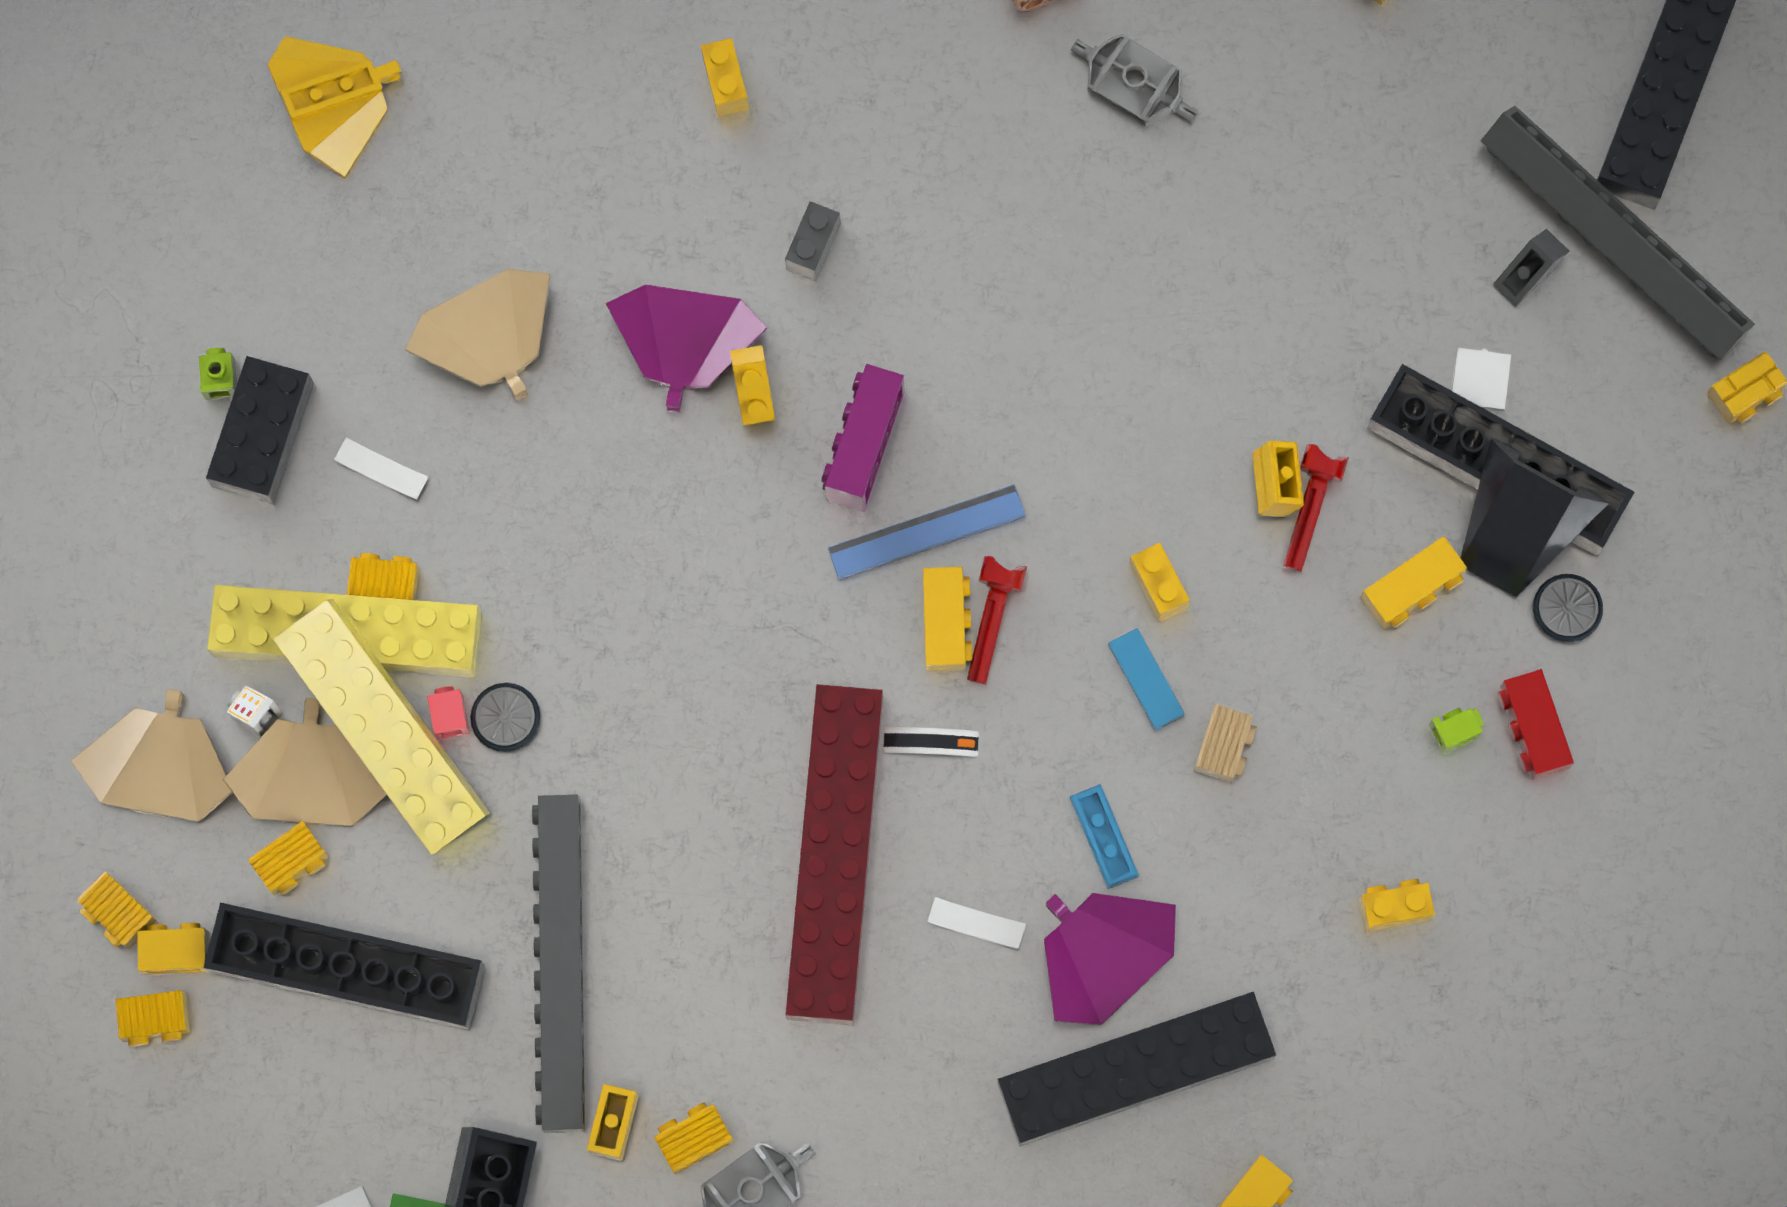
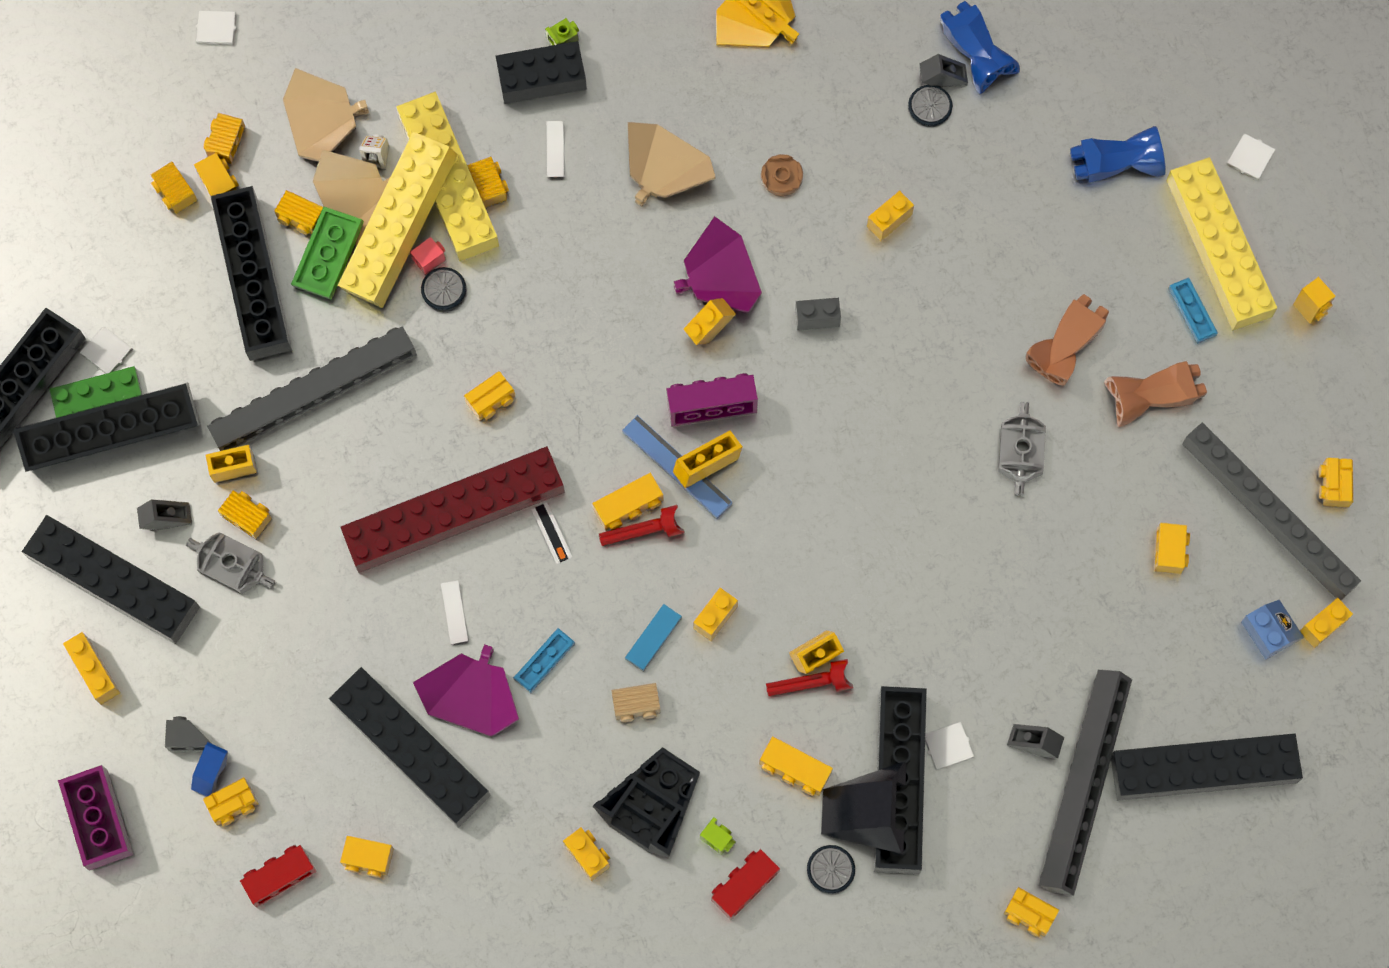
camera: 60 degrees right, 5 degrees down
(370, 848) = (327, 252): none -> bright green plate
(585, 188) = (782, 175): none -> medium nougat tile
(698, 728) = (490, 396): none -> yellow brick
(944, 484) = (707, 459): none -> yellow brick
(1371, 789) = (651, 802): none -> black wedge

